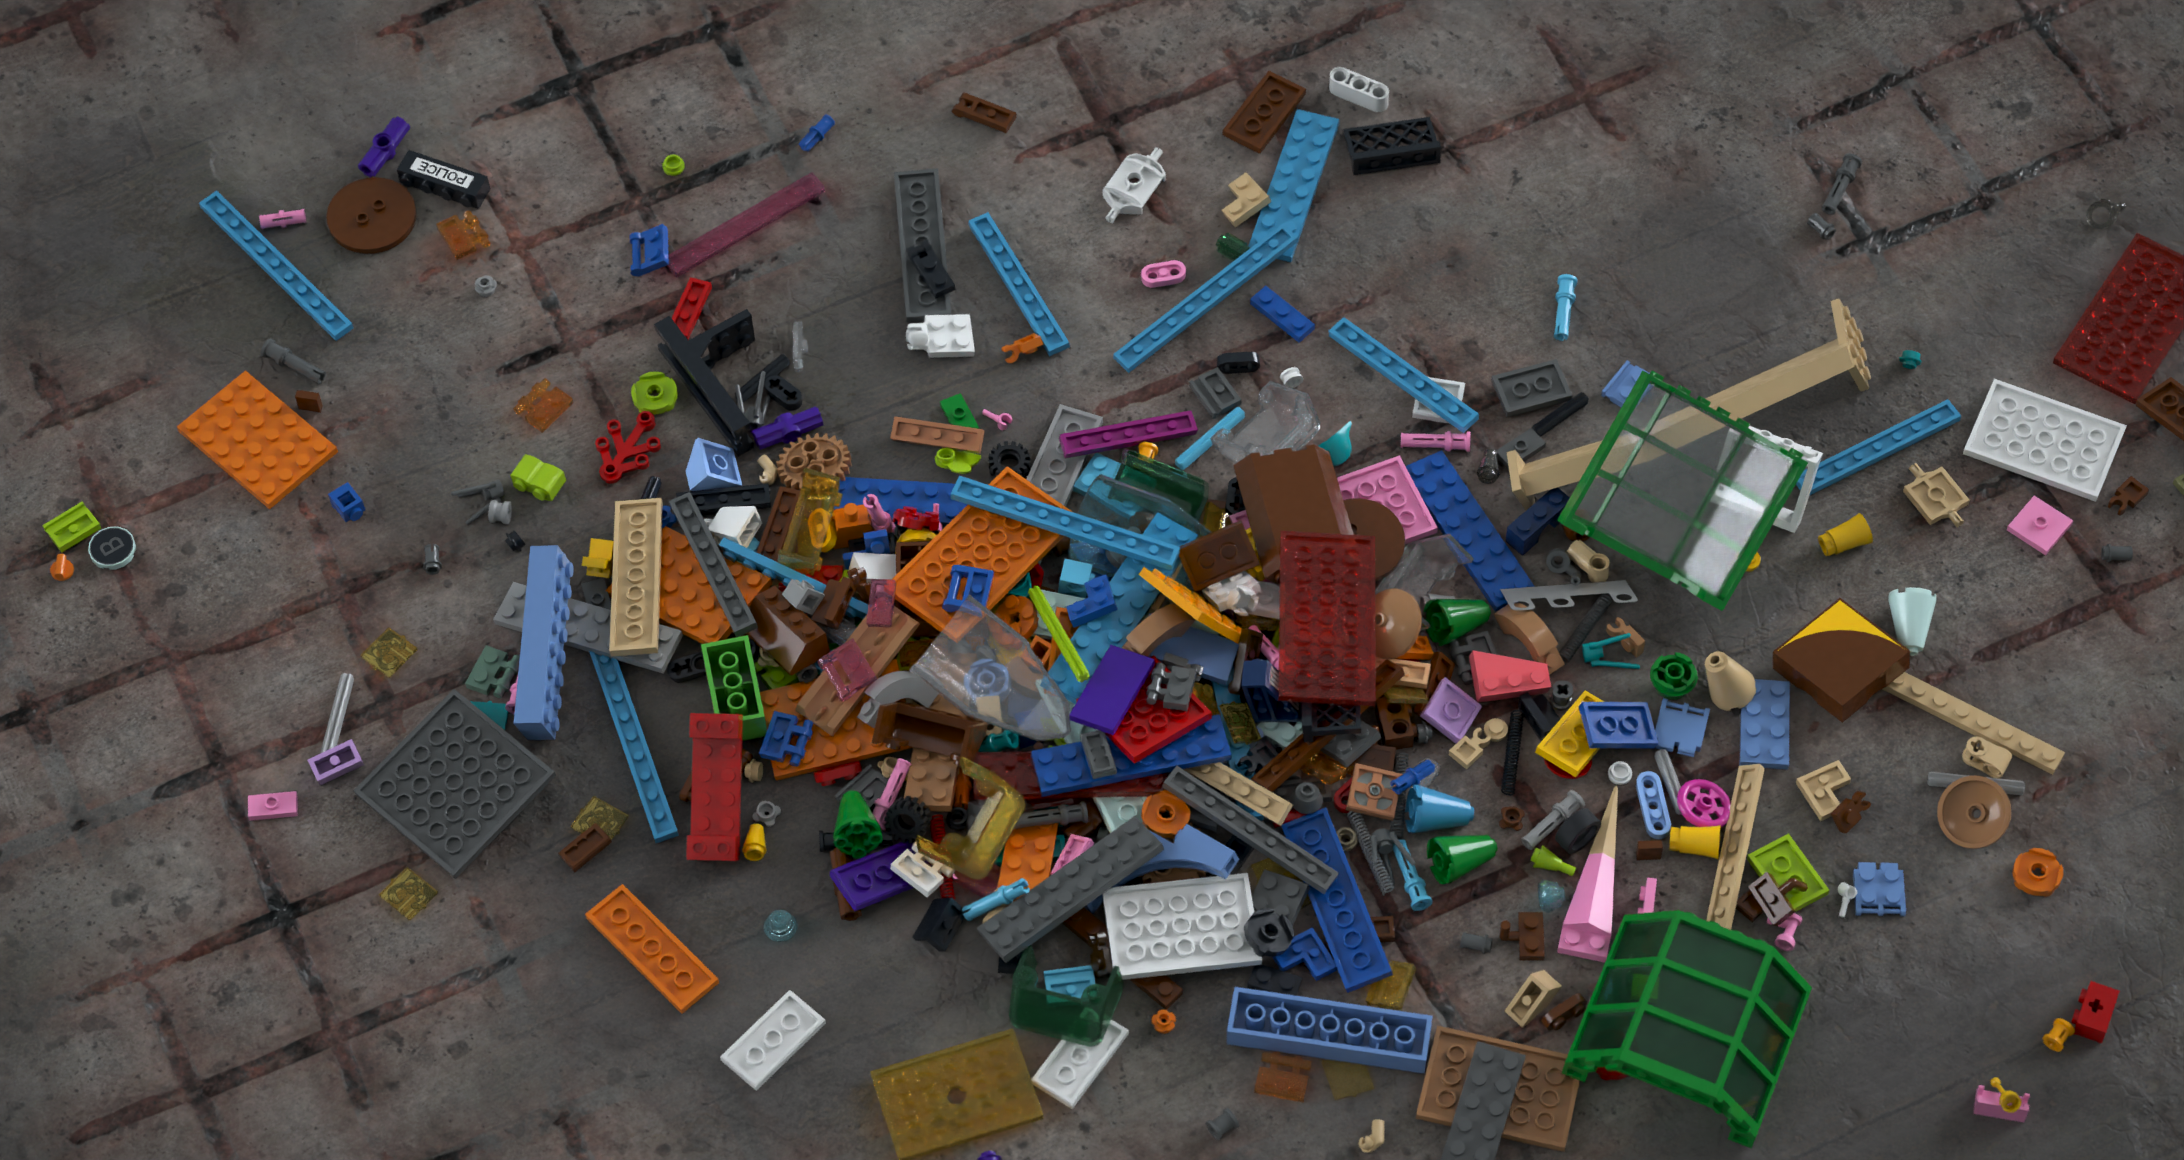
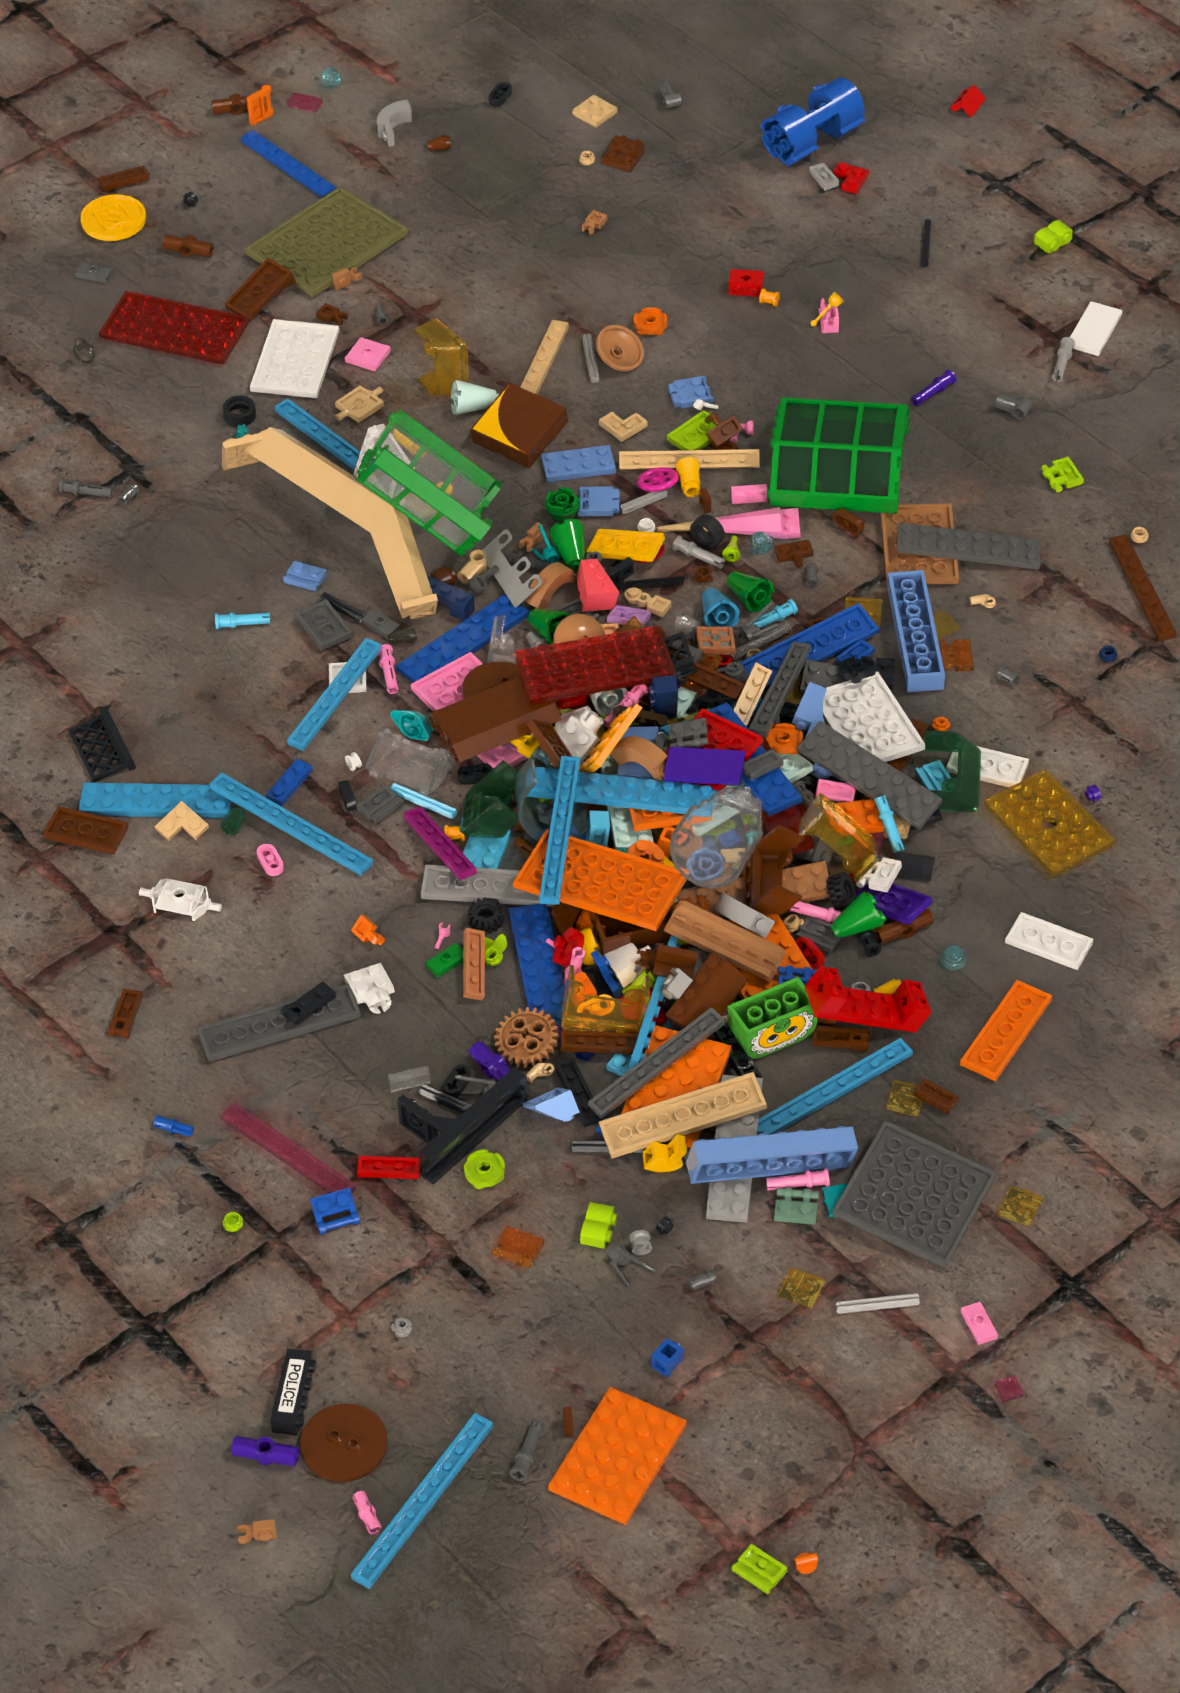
camera: 105 degrees left, 10 degrees down
(112, 548) = (769, 1531): black tile -> none
(181, 811) = (1008, 1389): none -> clear pink tile
(297, 130) = (260, 1530): none -> medium nougat plate
(335, 762) = (927, 1280): lavender brick -> none
(458, 239) = (354, 1363): clear orange plate -> none
(626, 449) = (514, 1170): red plant -> none
(735, 524) = (607, 1068): white torso -> none
(853, 664) = (731, 933): clear pink plate -> none
(881, 603) = (674, 920): clear pink plate -> none
(977, 585) = (644, 865): blue plate -> none
(1018, 284) = (301, 951): dark azure plate -> none
(1058, 634) = (664, 810): lime axle -> none
(1099, 602) = (626, 792): blue plate -> none
(1101, 957) = (909, 761): dark brown plate -> none
(1359, 89) = (50, 774): white beam -> none
(1412, 776) = (698, 617): blue axle -> none
(1533, 997) = (844, 537): tan slope -> none
(1597, 671) = (569, 541): none -> green cone
(1618, 725) = (615, 523): blue plate -> none
(1653, 796) = (667, 505): light blue plate -> none
(1728, 682) = (557, 474): tan cone -> none
(1847, 813) = (641, 409): reddish brown plate -> none
(1948, 376) = (239, 402): none -> black tyre
(1964, 595) = (449, 357): none -> clear yellow windscreen
(1987, 758) = (570, 353): tan piece -> none

